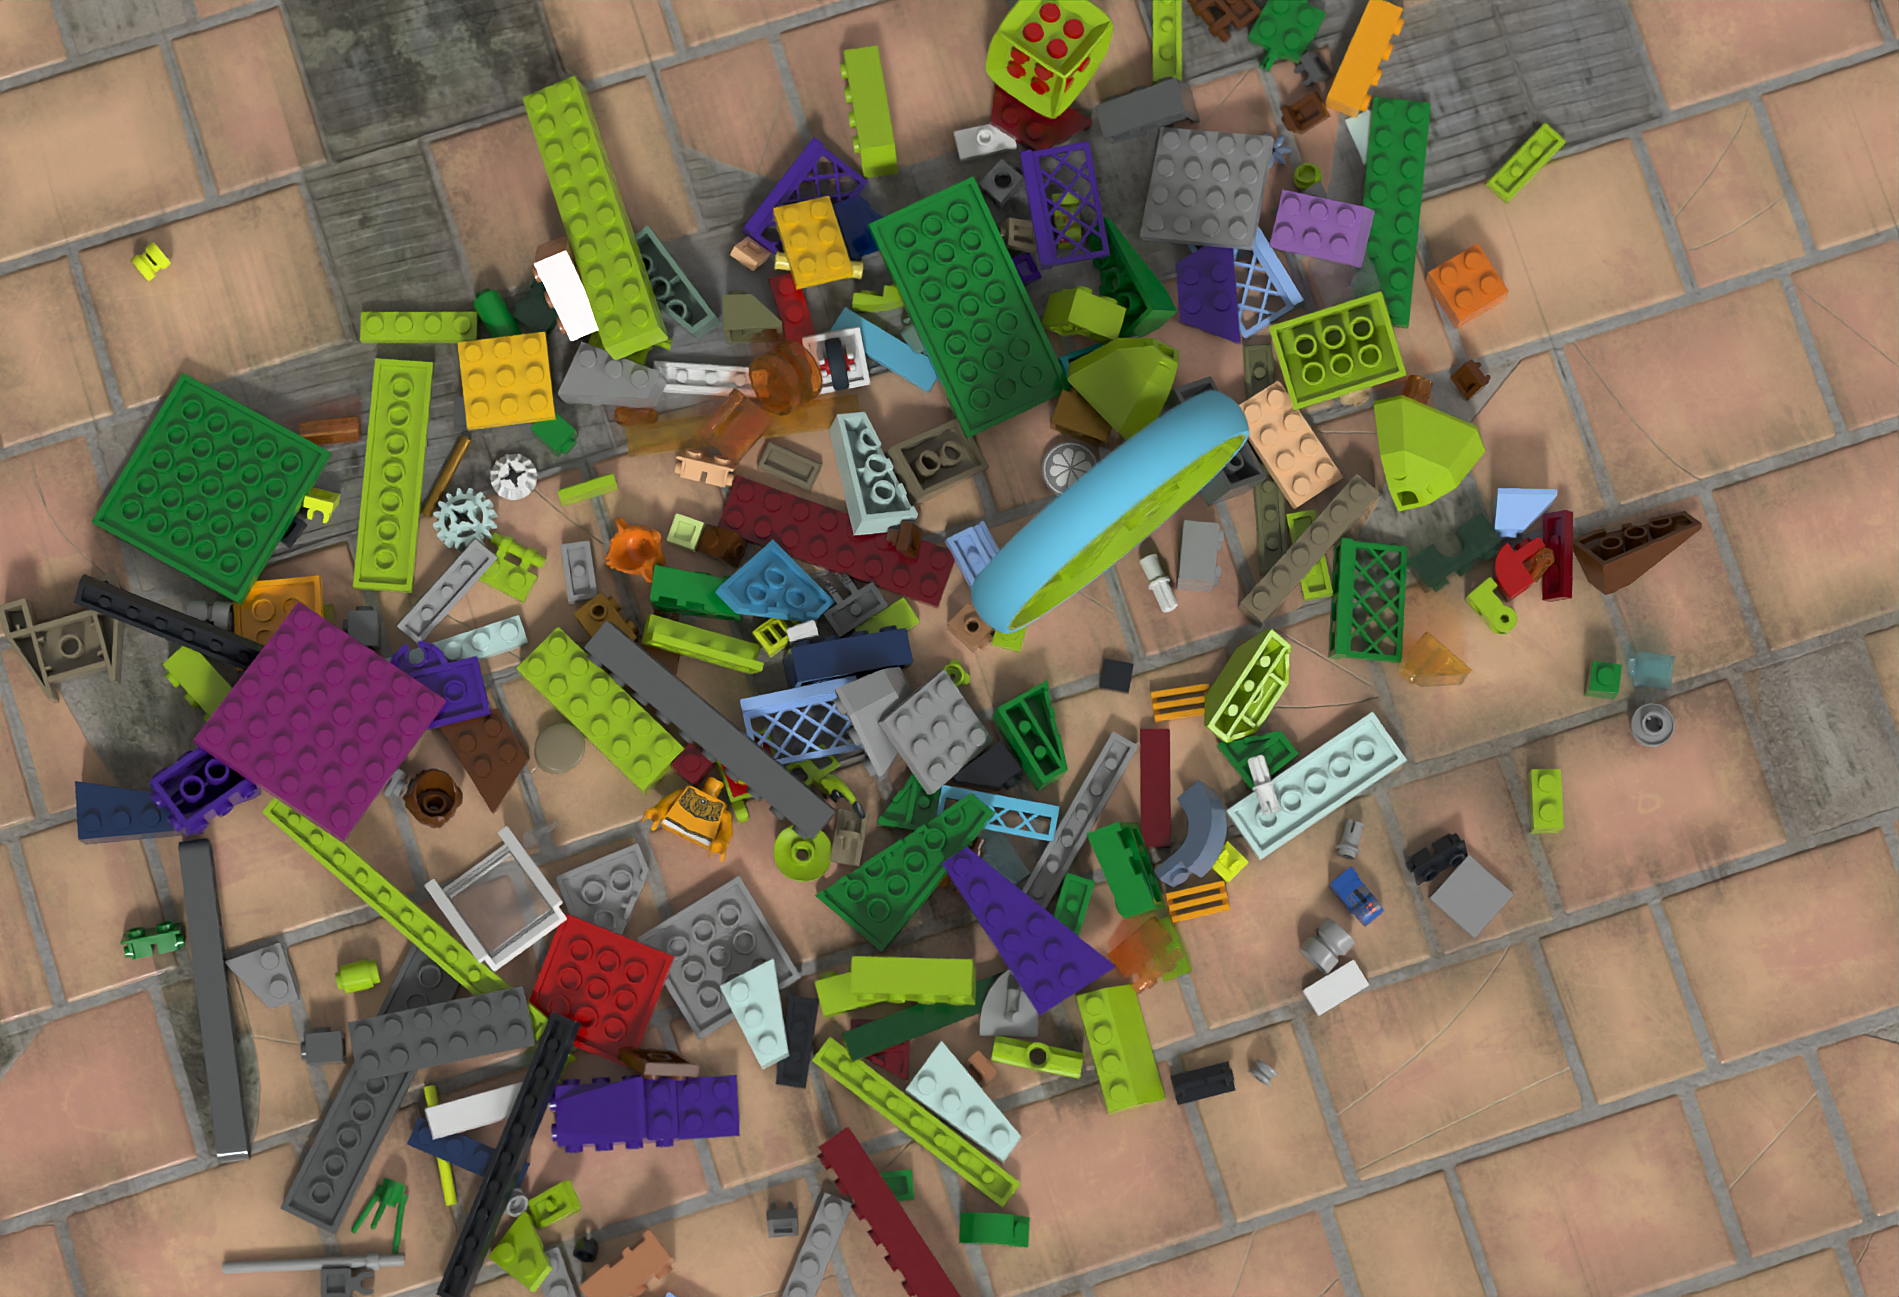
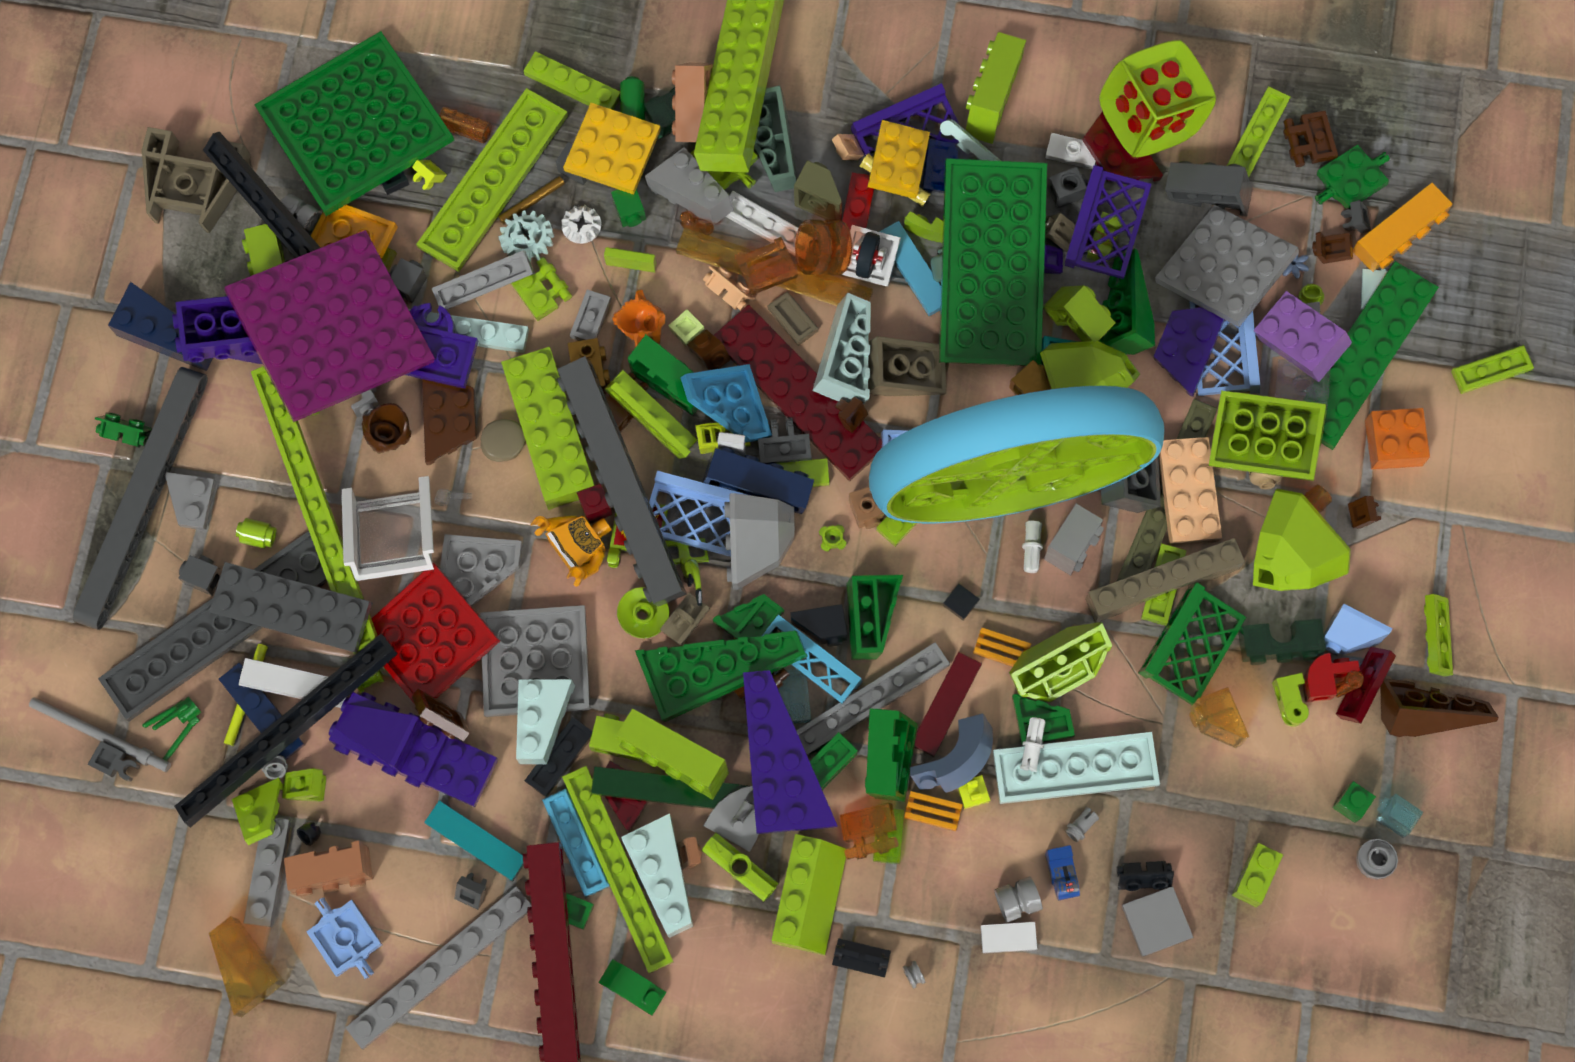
camera: 30 degrees right, 5 degrees down
(758, 1169) = (475, 840): none -> teal tile
(860, 1118) = (576, 843): none -> medium azure tile
(877, 188) = (967, 141): none -> light aqua plate
(935, 731) = (794, 570): light grey plate -> none
(1604, 468) = (1438, 635): none -> lime plate

